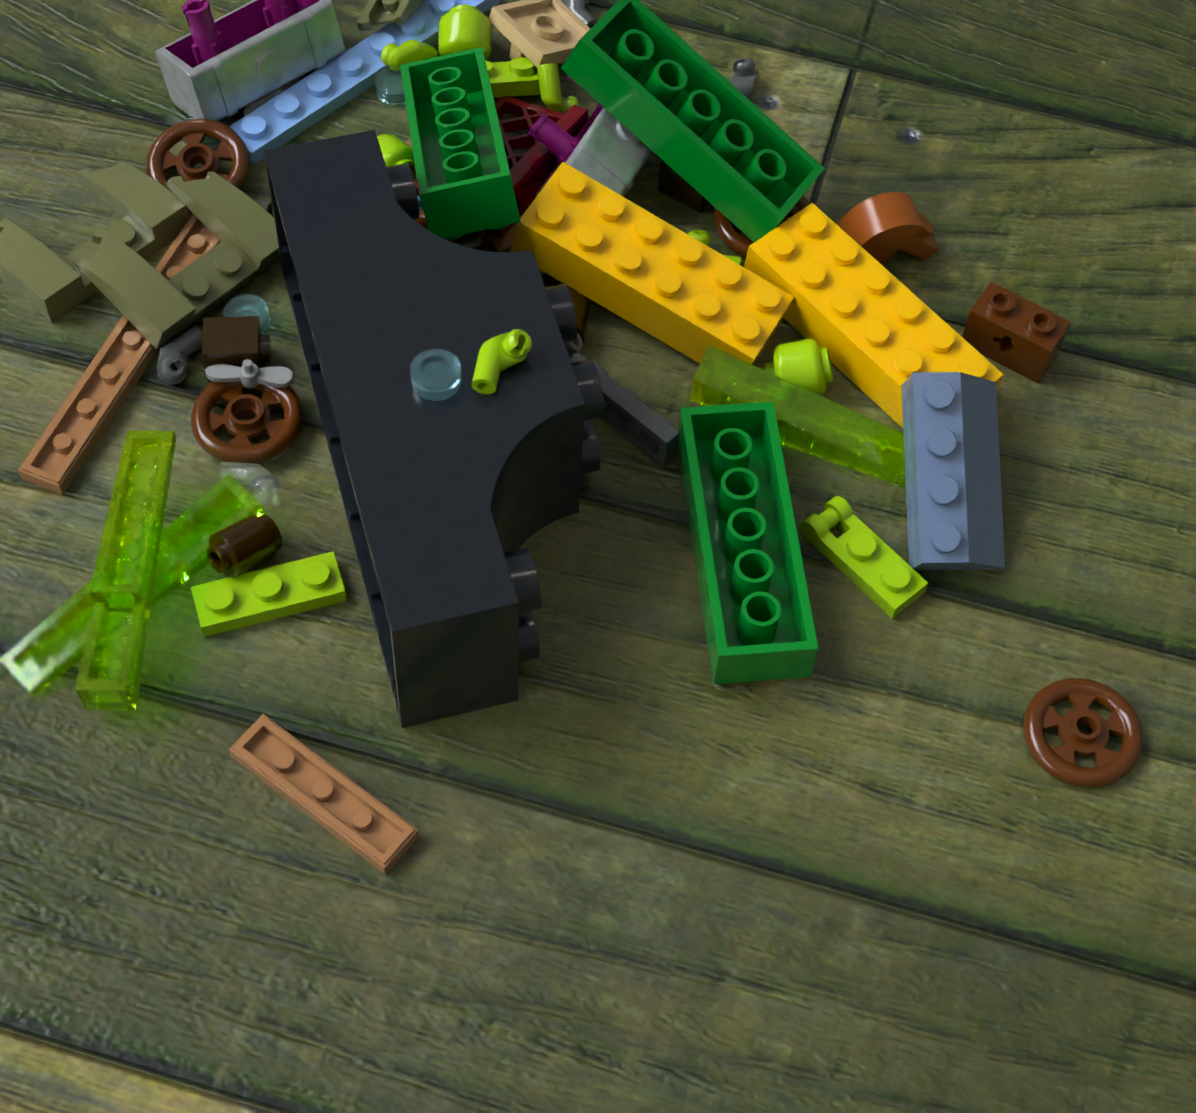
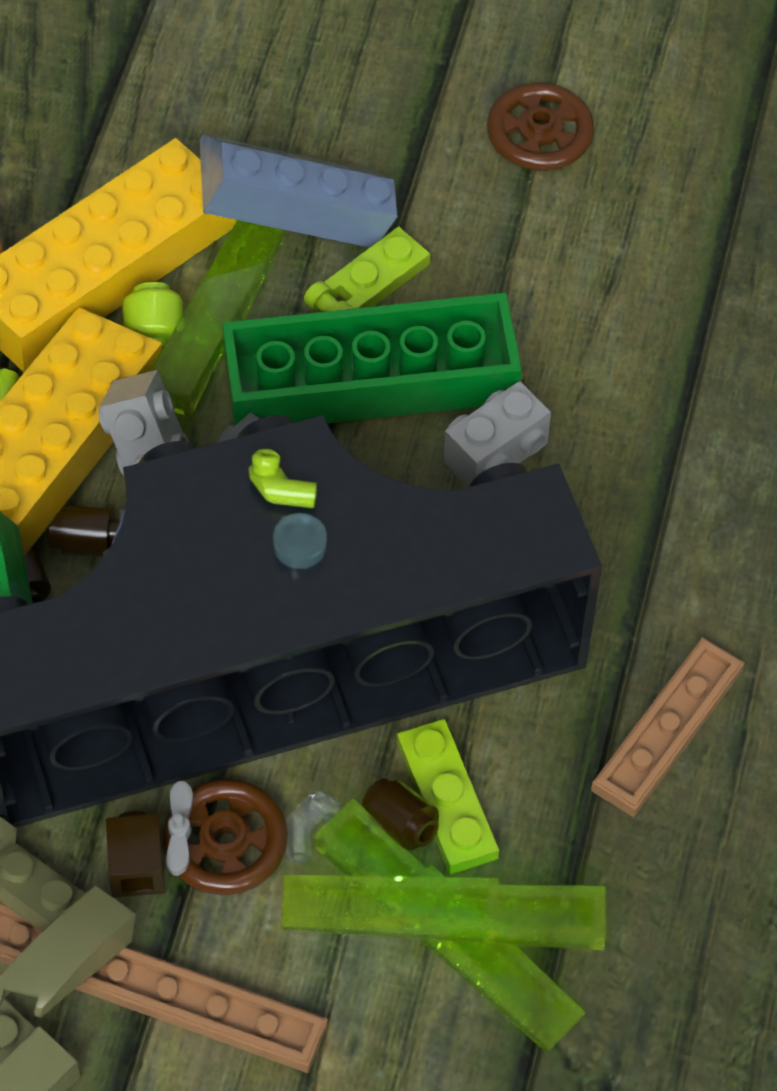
camera: 90 degrees left, 0 degrees up
(175, 355) = (150, 924): dark grey arm -> none
(248, 306) = (78, 855): clear light blue tile -> none
(643, 336) = (139, 416): none -> light grey brick
(660, 650) = (499, 432): none -> light grey brick
(1015, 332) = (103, 136): reddish brown brick -> none

